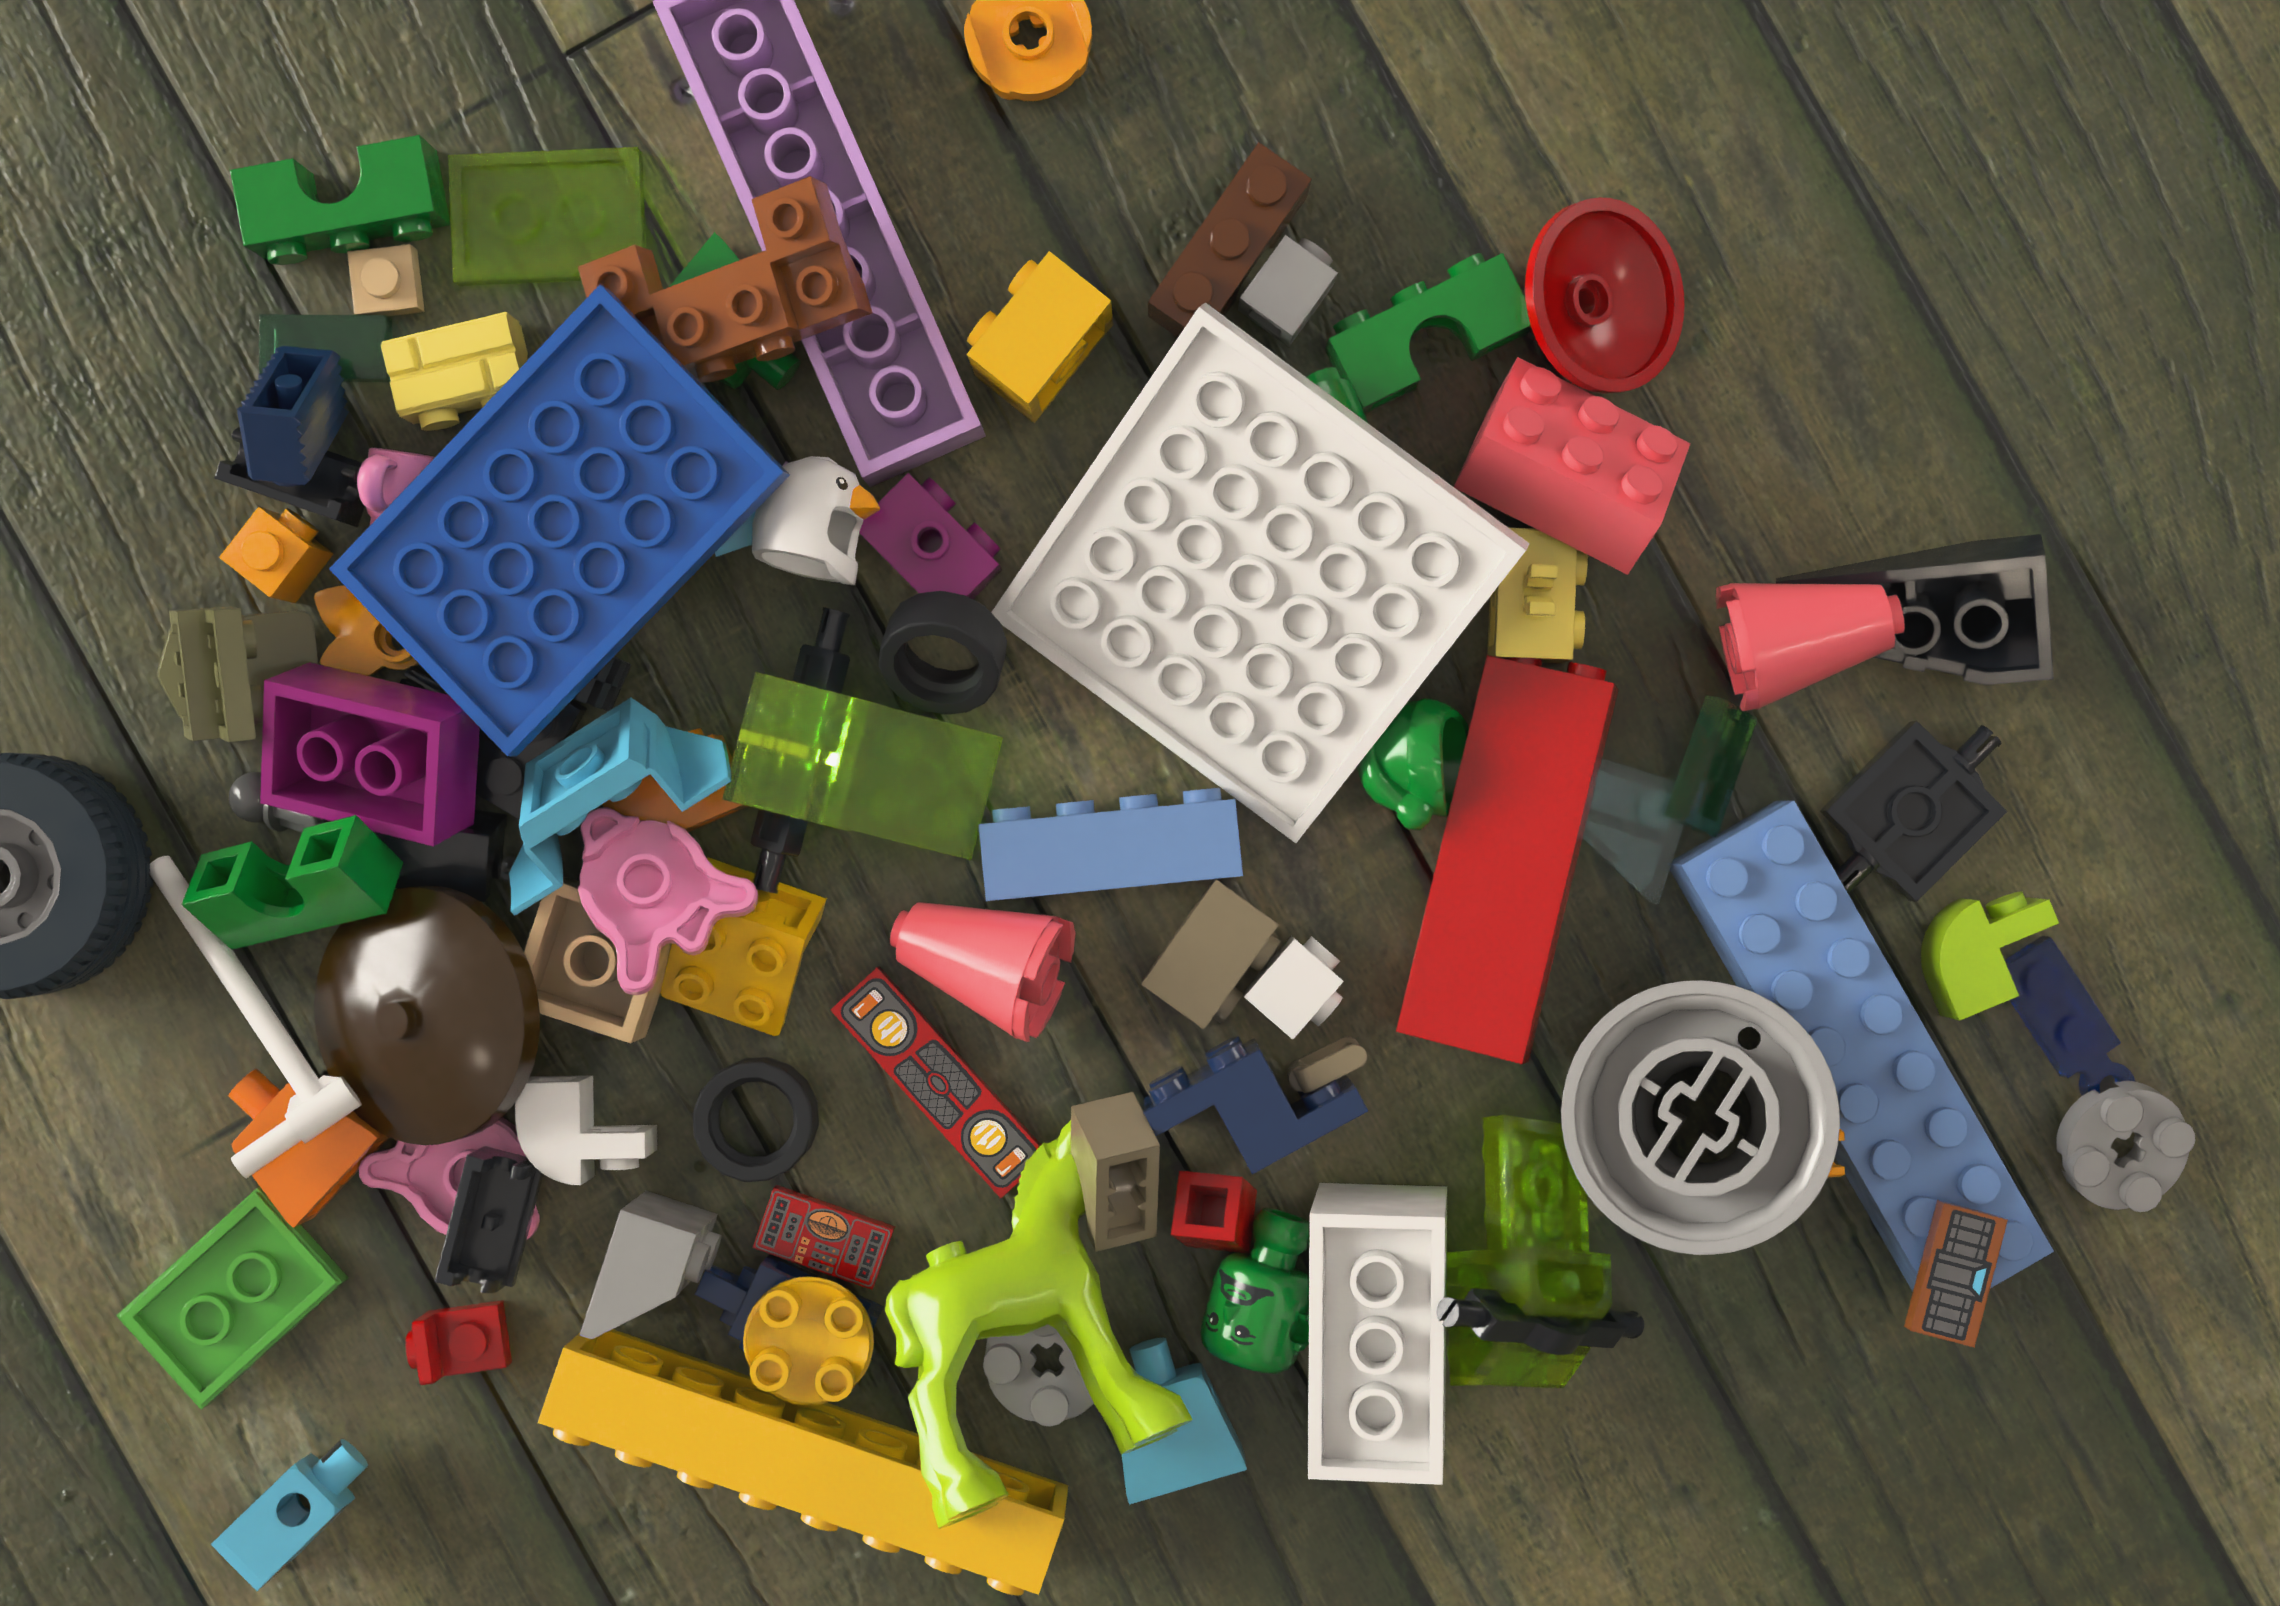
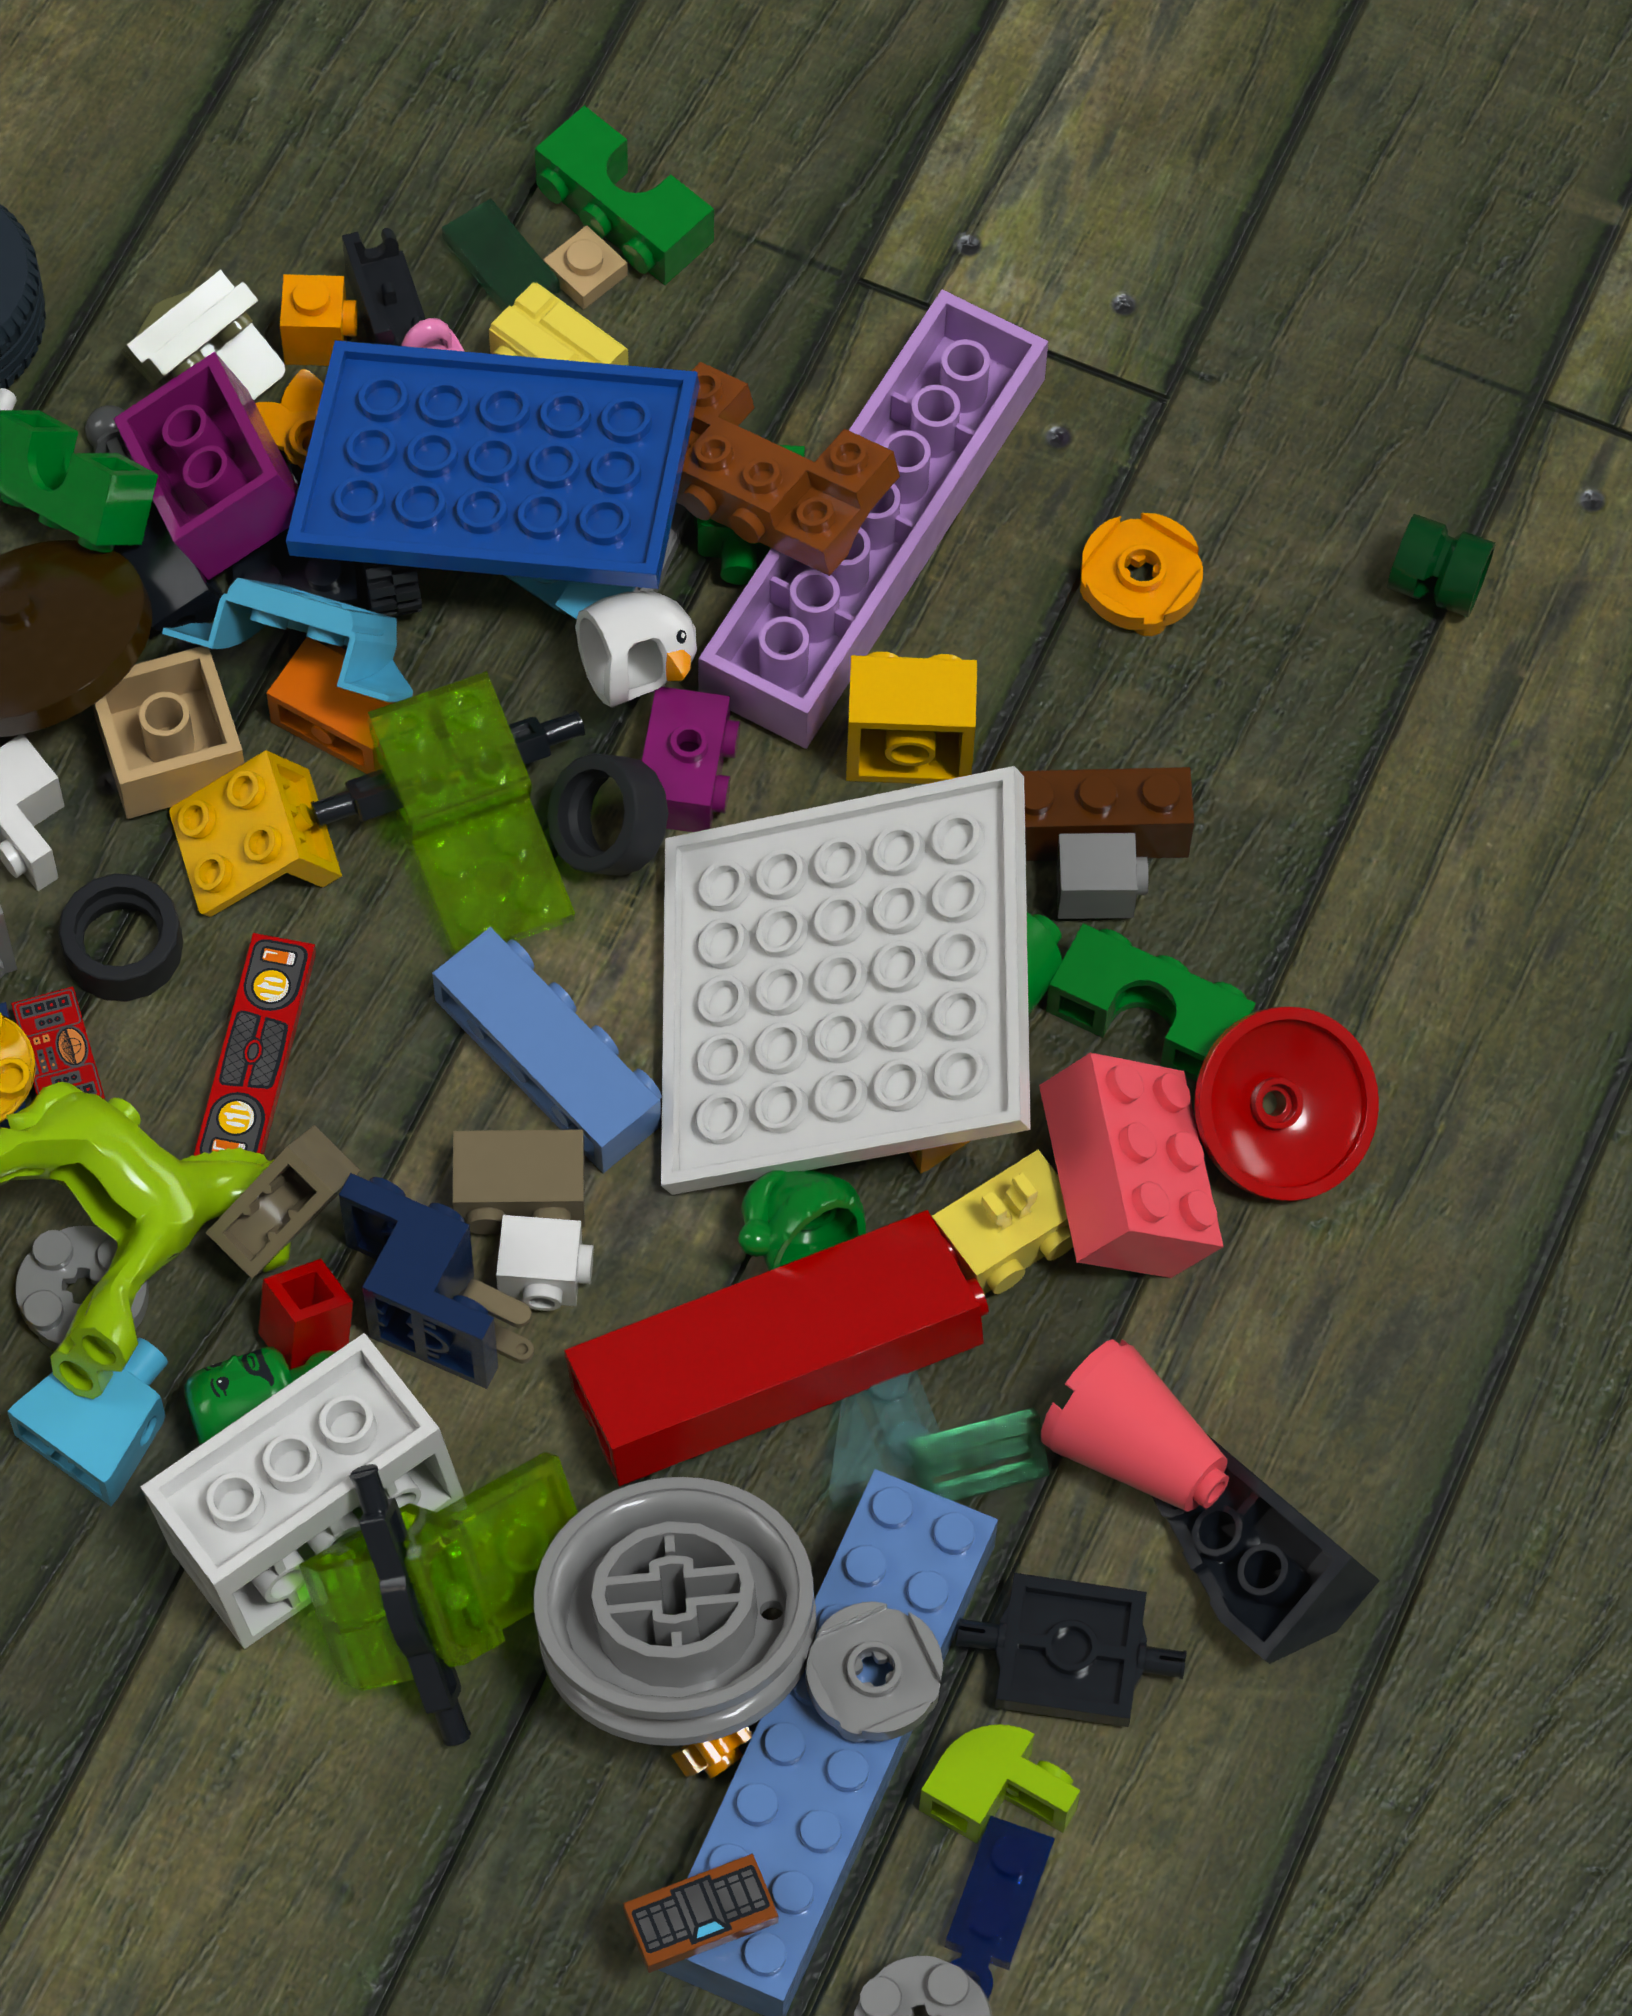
camera: 45 degrees right, 25 degrees down
(292, 415) = (432, 256): dark blue brick -> none
(542, 212) = (724, 321): clear neon green tile -> none
(652, 889) = (256, 718): bright pink tile -> none
(989, 960) = (388, 1020): coral cone -> none
(1886, 1033) = (859, 1708): none -> light grey plate

